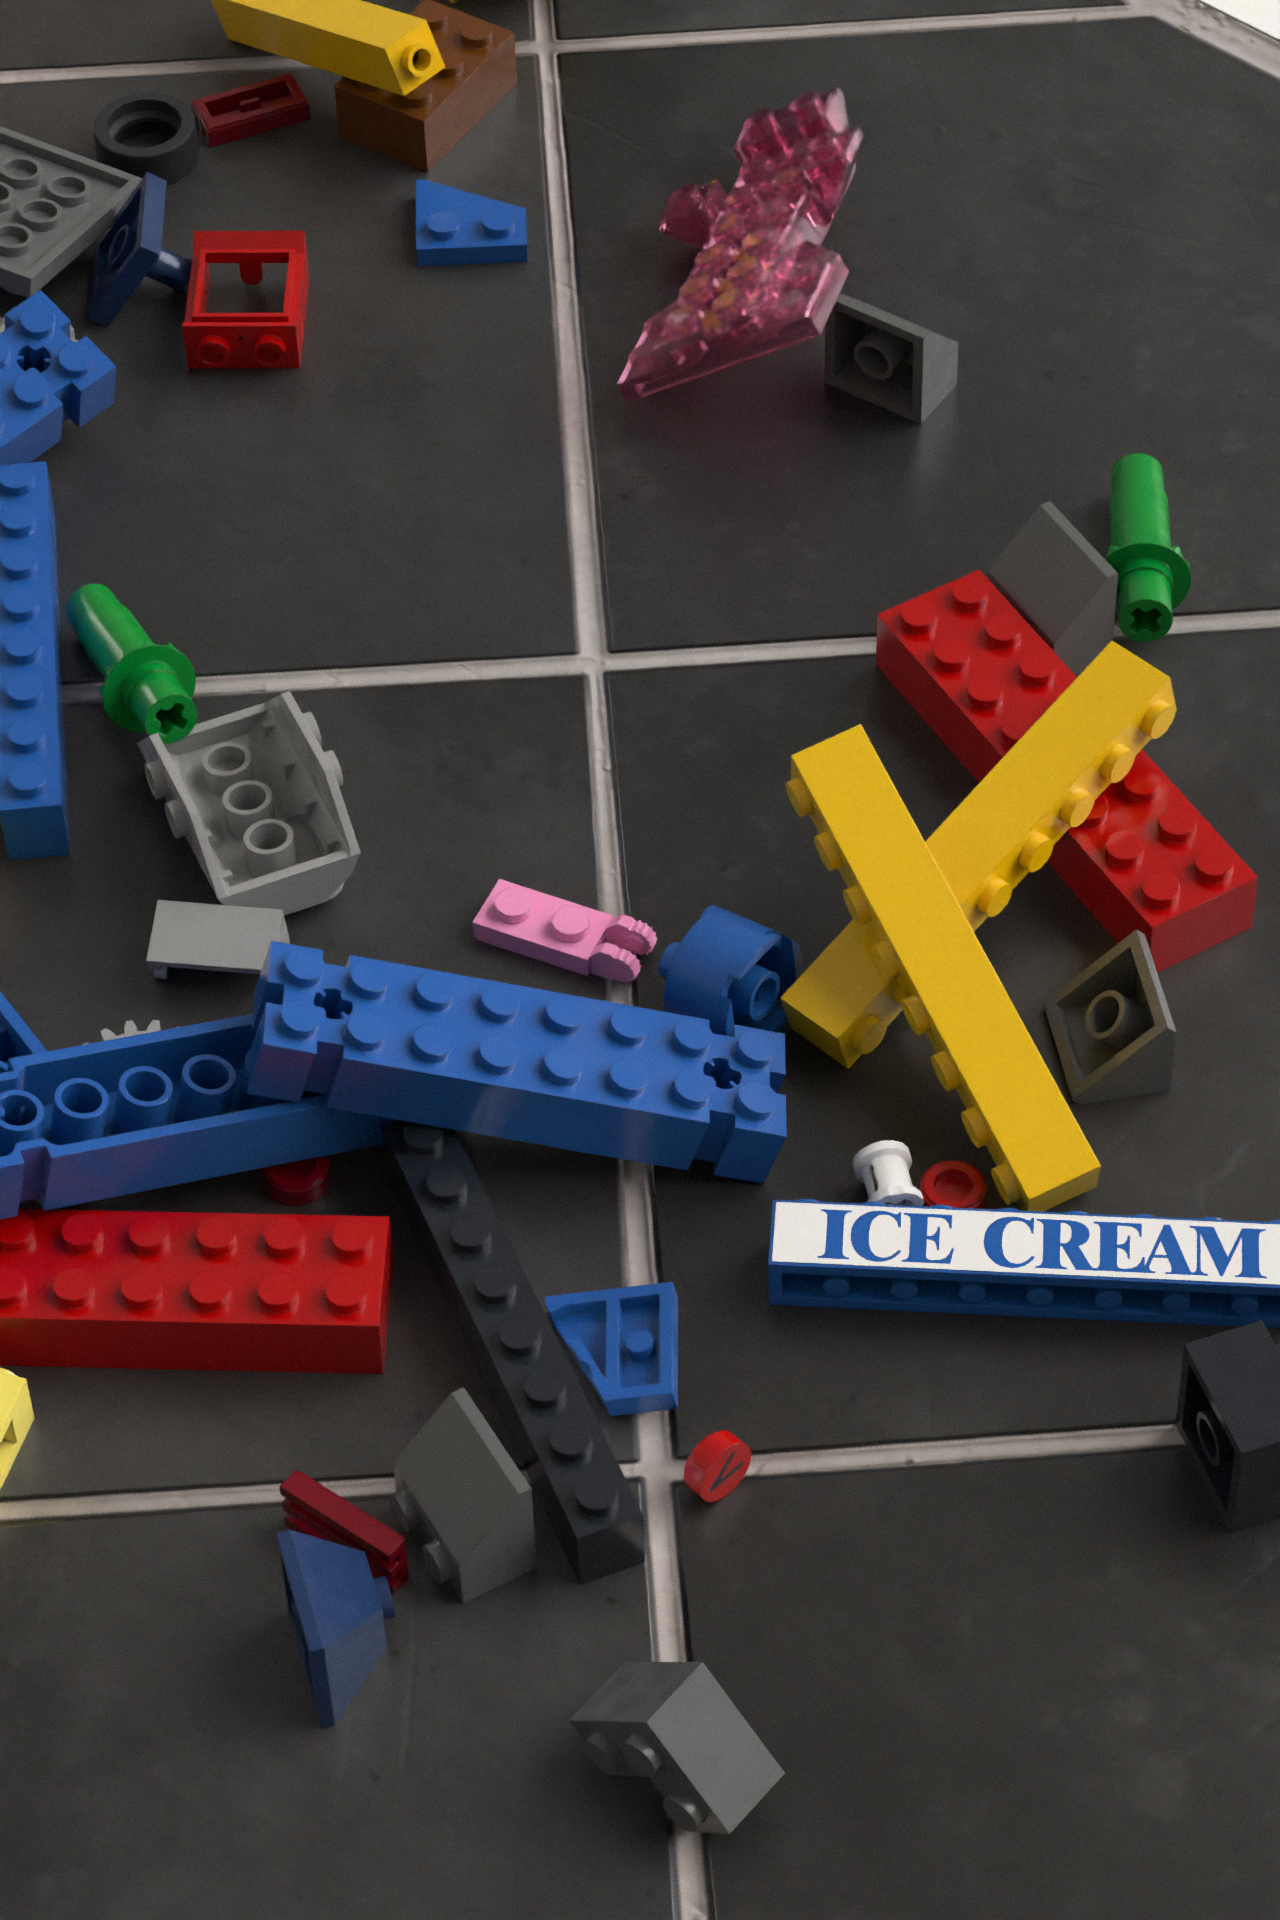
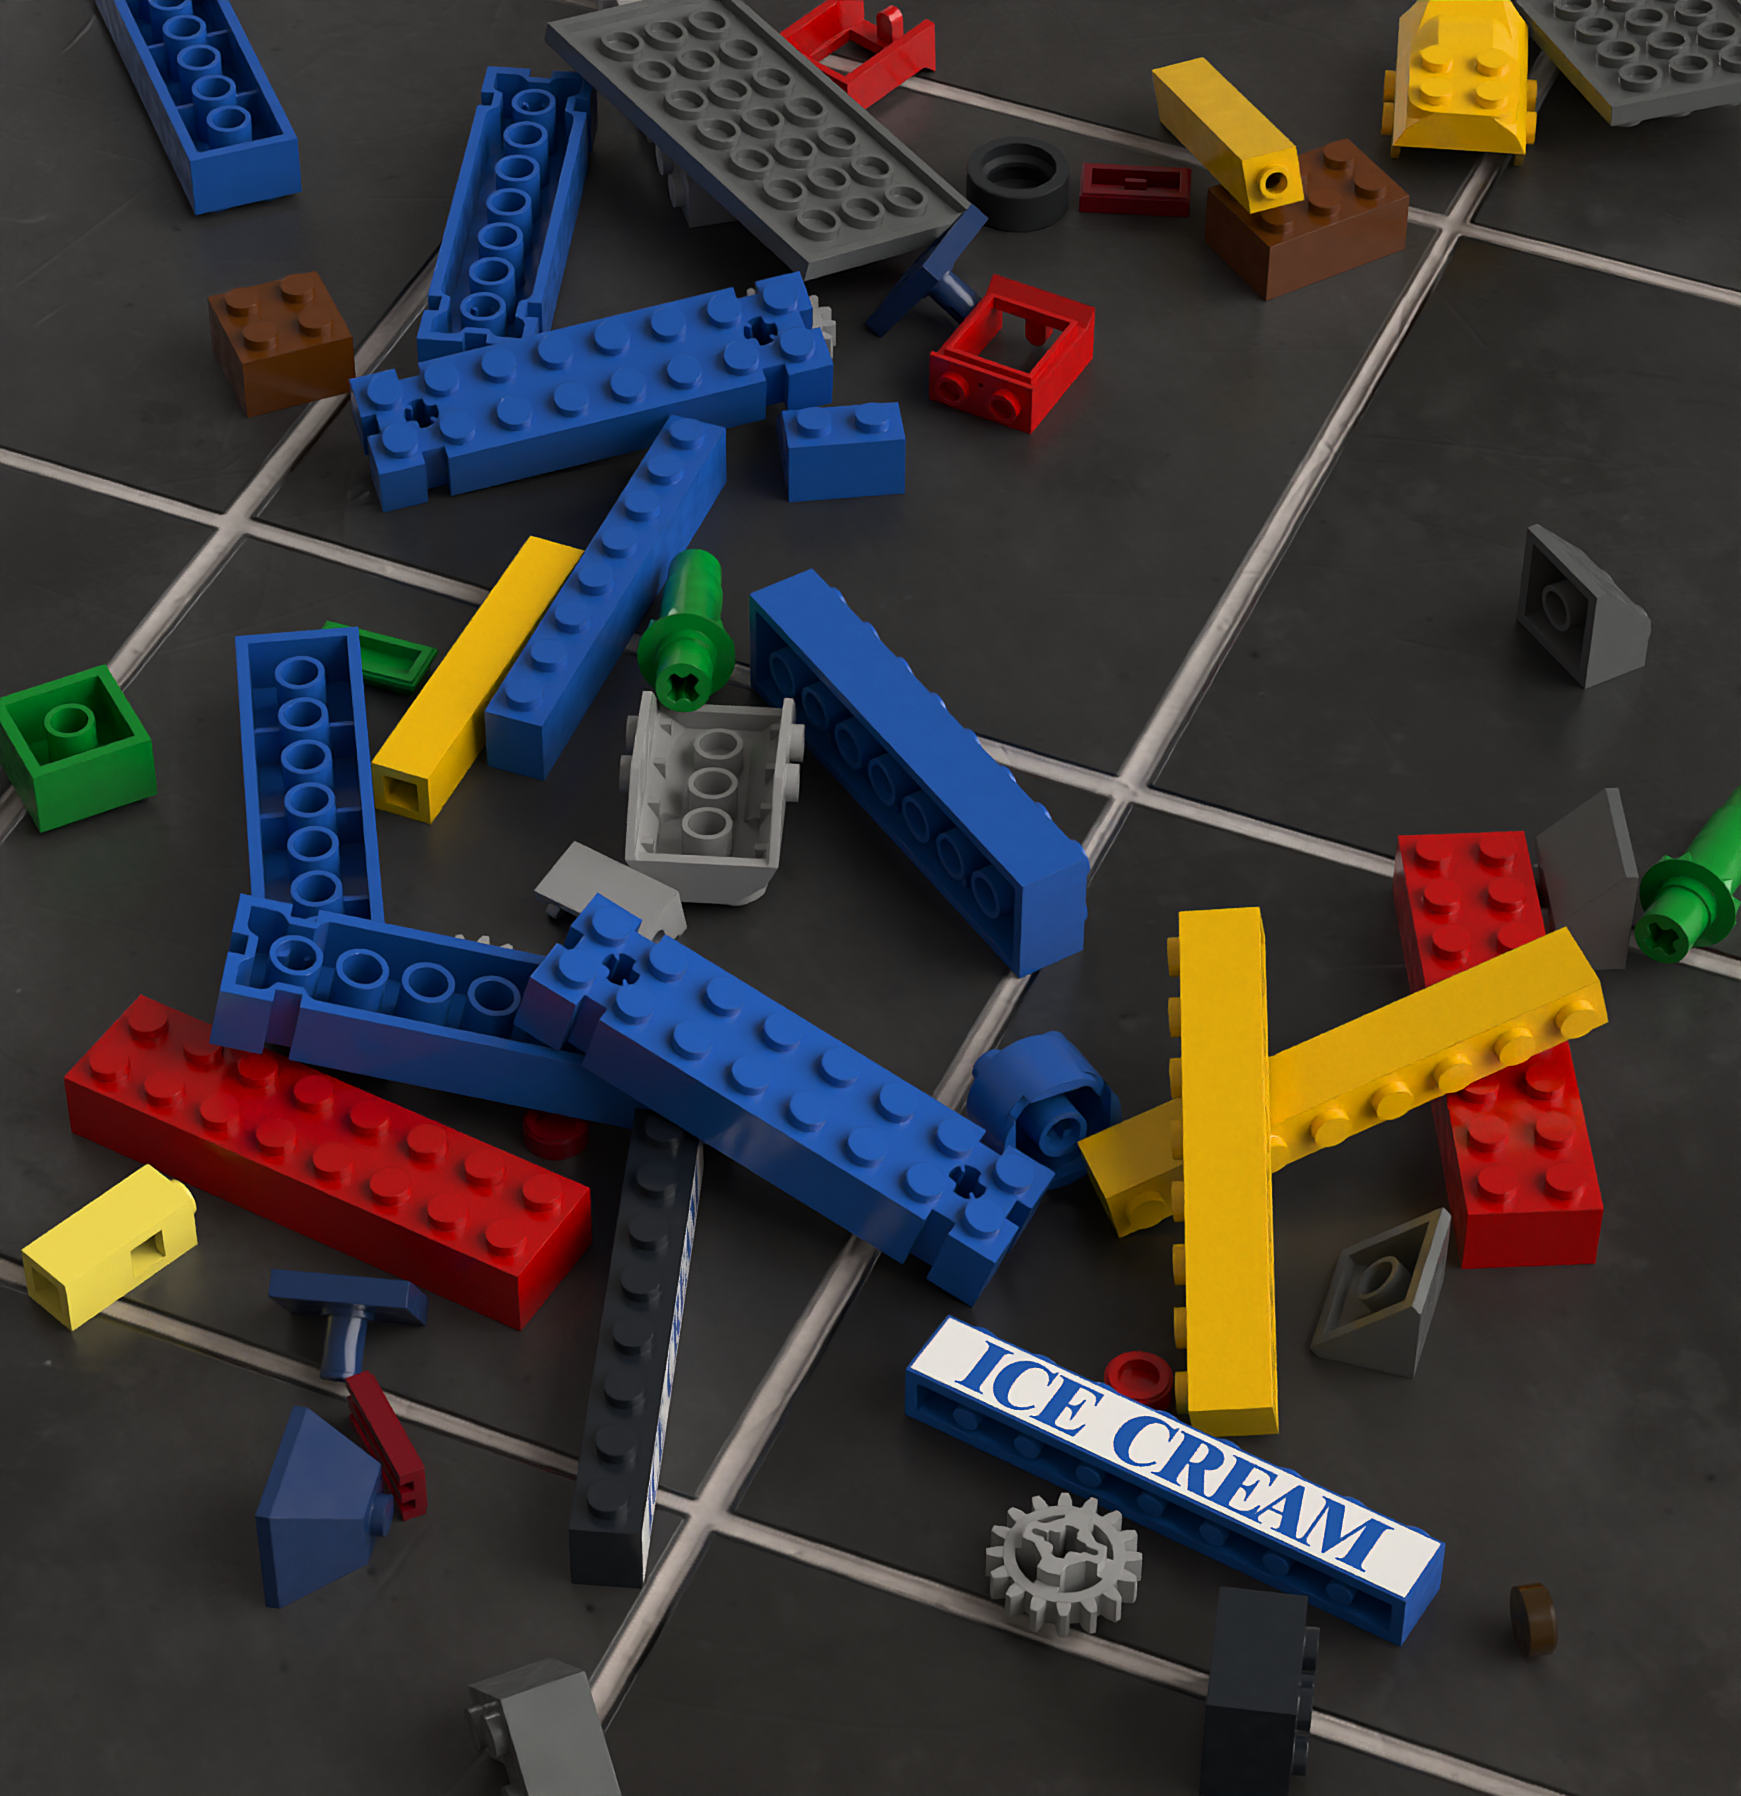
camera: 25 degrees right, 5 degrees down
(151, 445) = (842, 451): none -> blue slope
(236, 1423) = (347, 1306): none -> dark blue tile
(426, 715) = (920, 773): none -> blue brick
(465, 1501) = (497, 1463): dark grey slope -> none
(466, 228) = (1264, 361): blue wing -> none
(563, 932) = (928, 1011): bright pink hinge -> none
(623, 1343) = (743, 1390): blue wing -> none
(716, 1465) = (751, 1528): red tile -> none
(761, 256) = (1508, 463): clear pink piece -> none
(890, 1179) = (1081, 1338): white bush -> none
(1002, 1381) = (1063, 1564): none -> light grey gear

